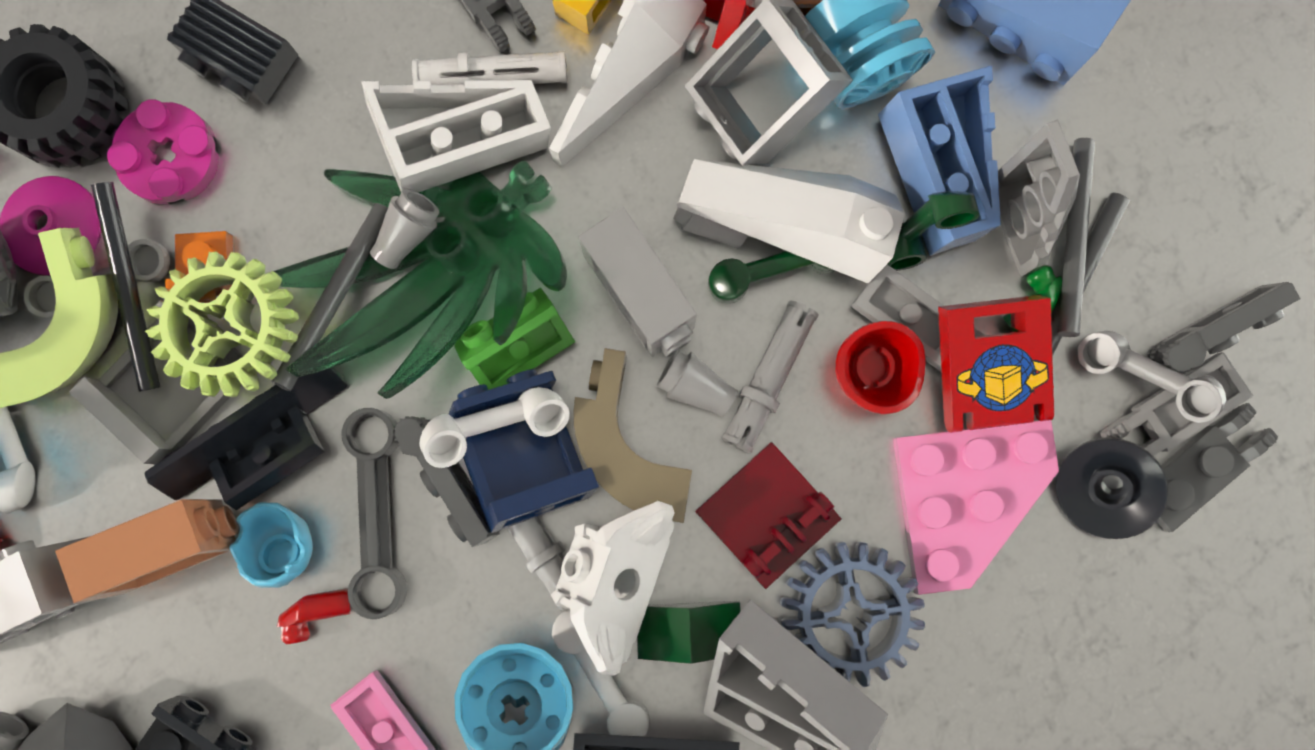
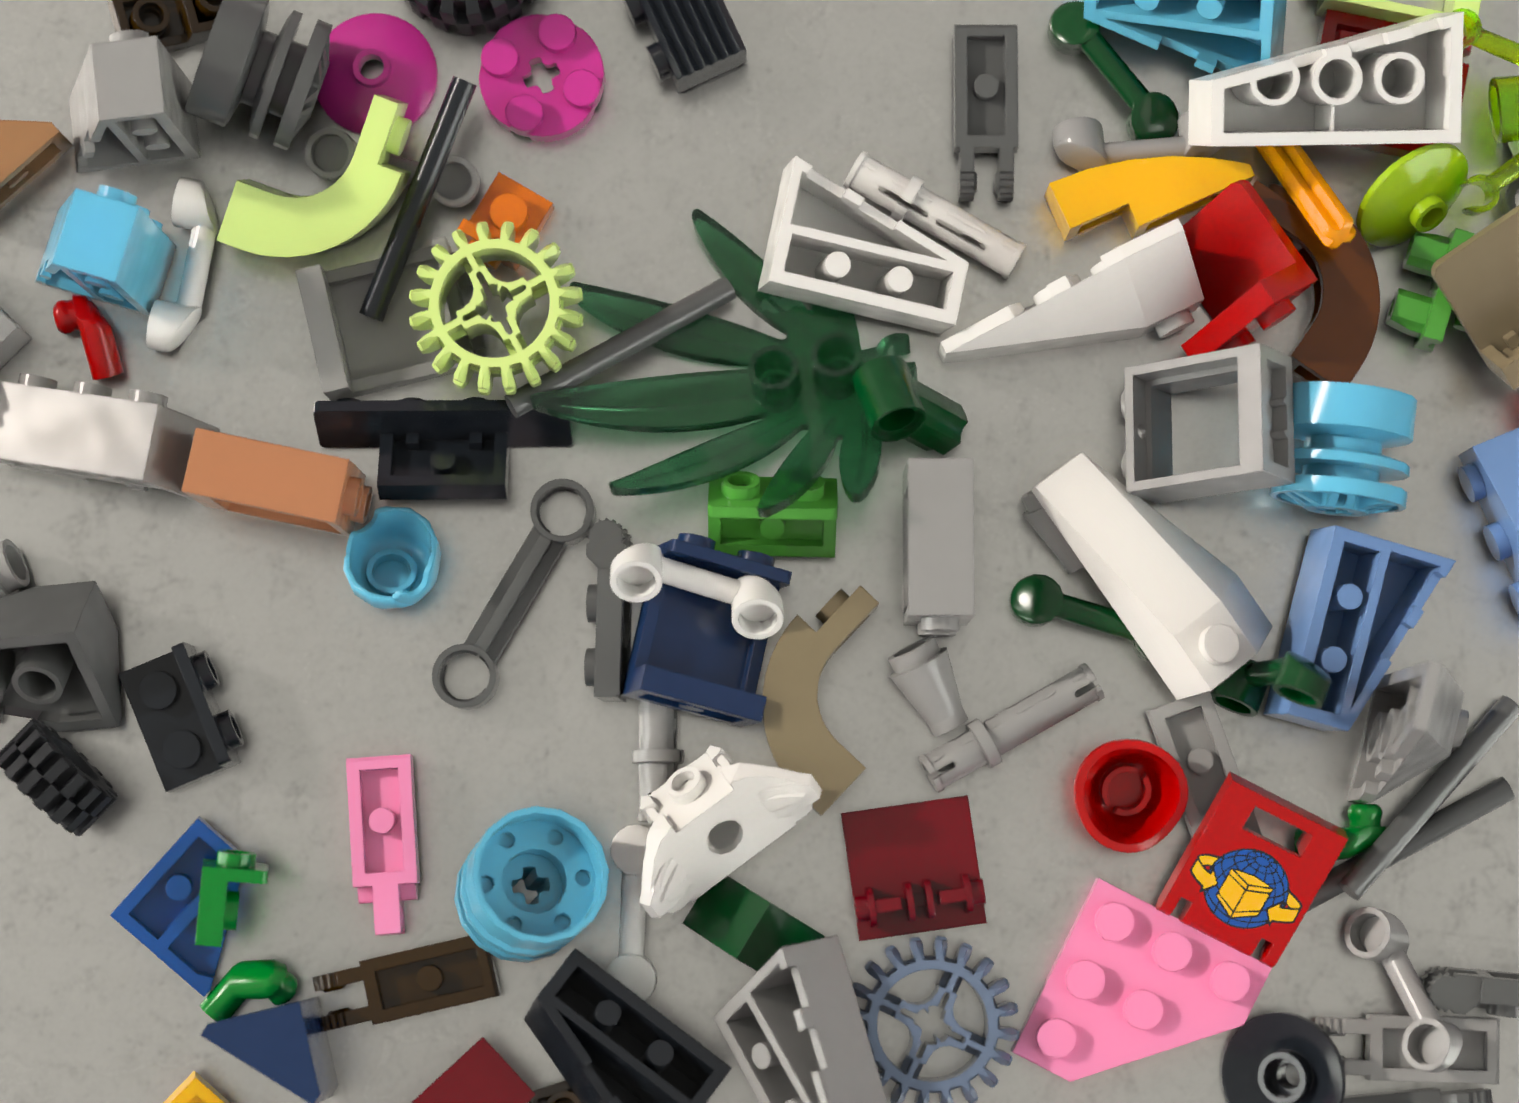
camera: 35 degrees right, 0 degrees up
(311, 608) = (389, 649): red arm -> none
(405, 226) = (741, 324): light grey cone -> none
(554, 207) = (905, 408): none -> dark green piece

